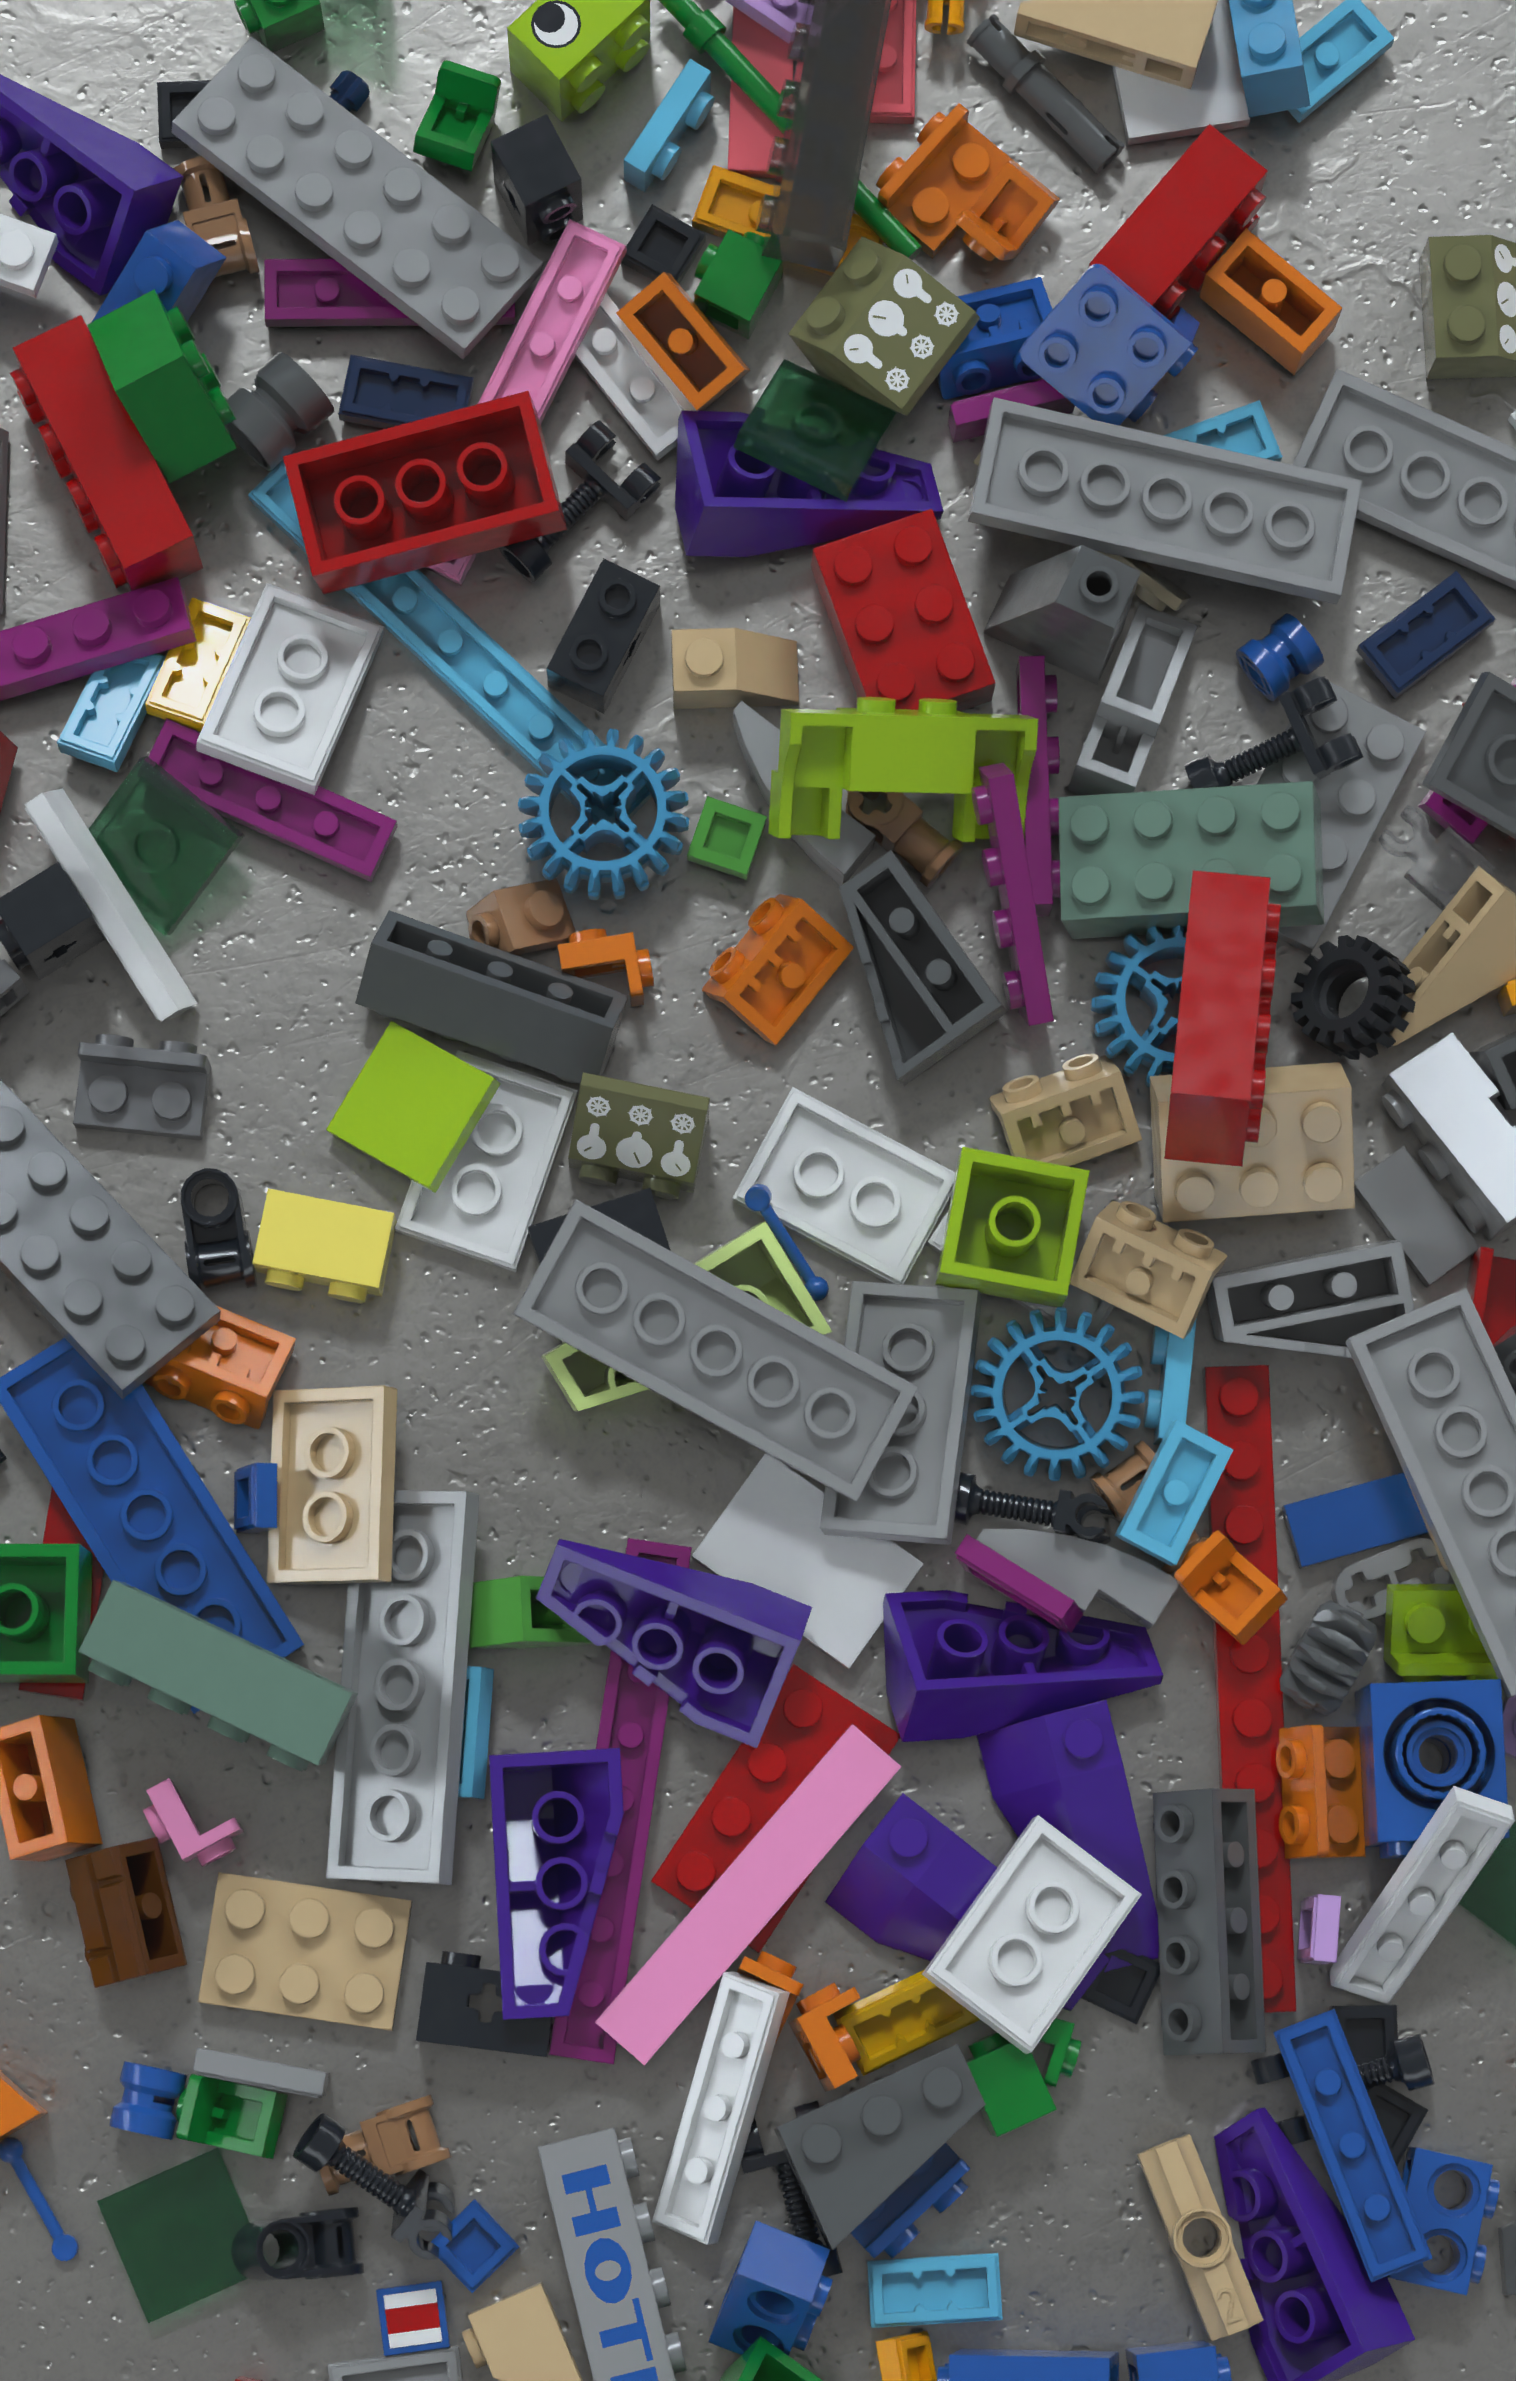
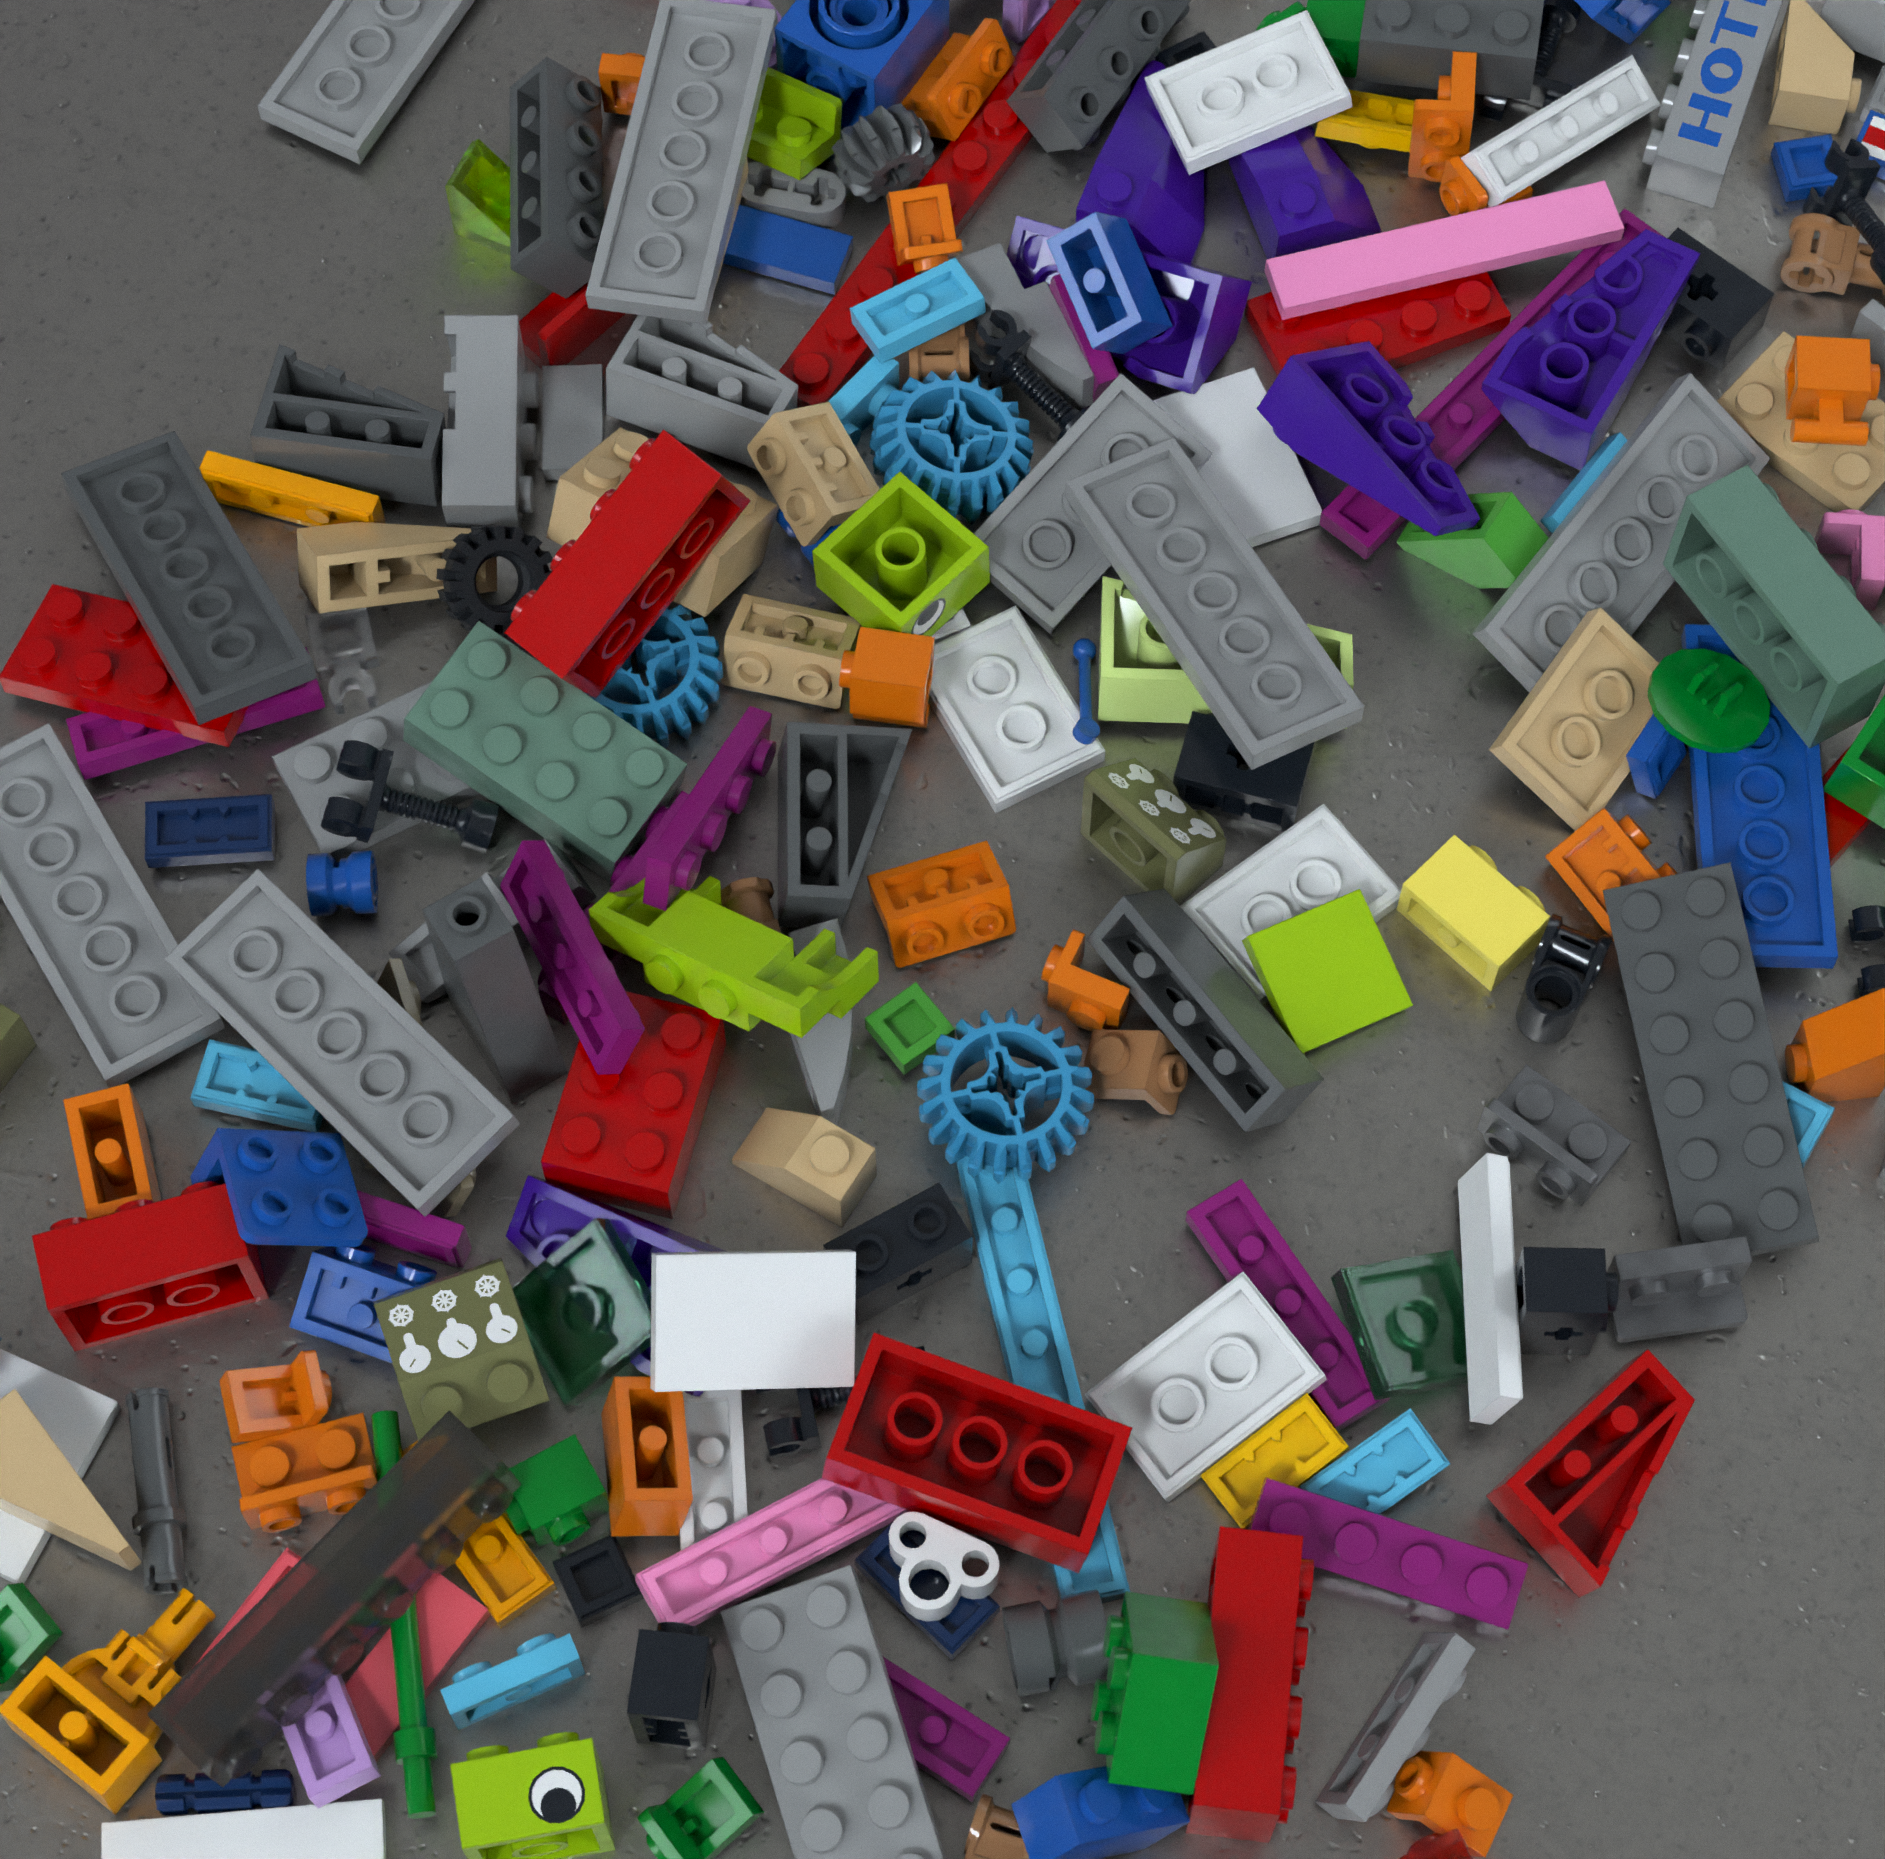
camera: 140 degrees left, 15 degrees down
(235, 1563) = (1708, 700): none -> green piece
(310, 1965) = (1829, 389): none -> orange brick
(397, 407) = (945, 1551): none -> white piece
(667, 478) = (752, 1320): none -> white tile
(951, 1117) = (889, 677): none -> orange brick
(1007, 665) = (572, 957): none -> magenta plate
(1015, 1619) = (1109, 283): none -> blue brick

